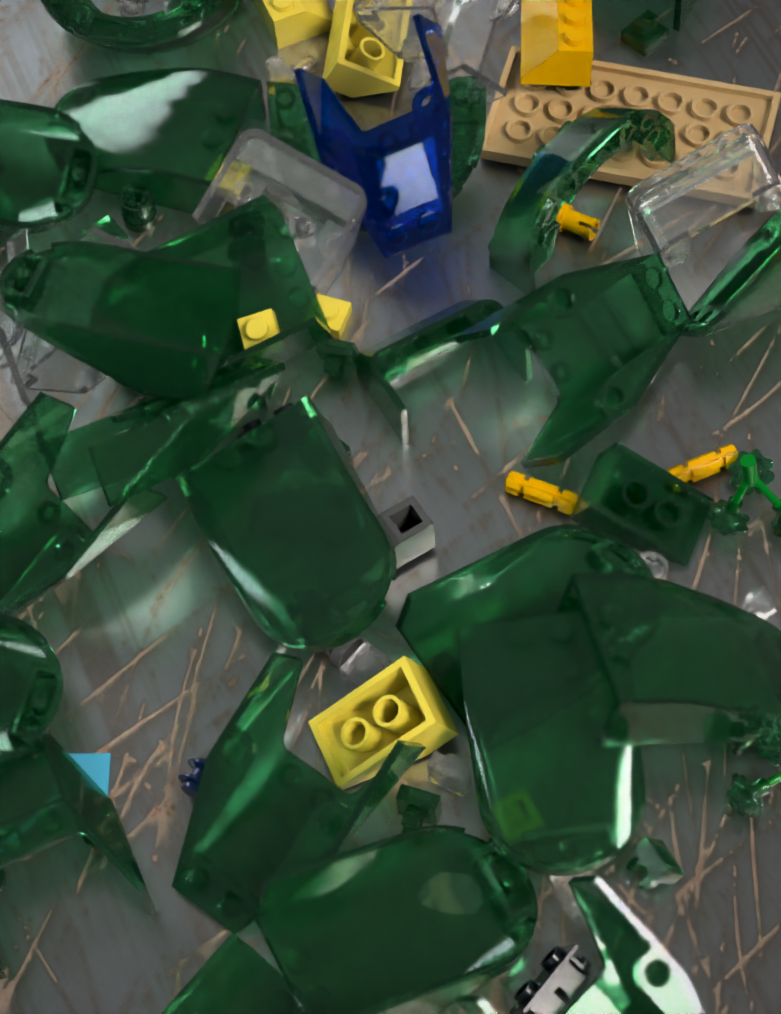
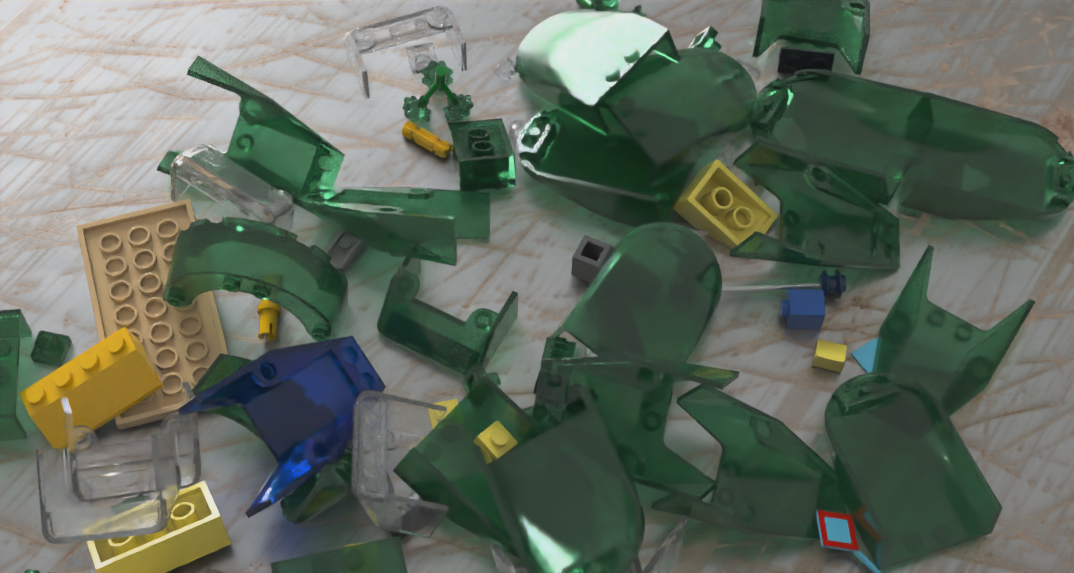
camera: 130 degrees left, 0 degrees up
(120, 720) = (829, 355): none -> light yellow slope
(191, 723) = (803, 309): none -> blue brick
(541, 492) = (504, 214): yellow axle -> none

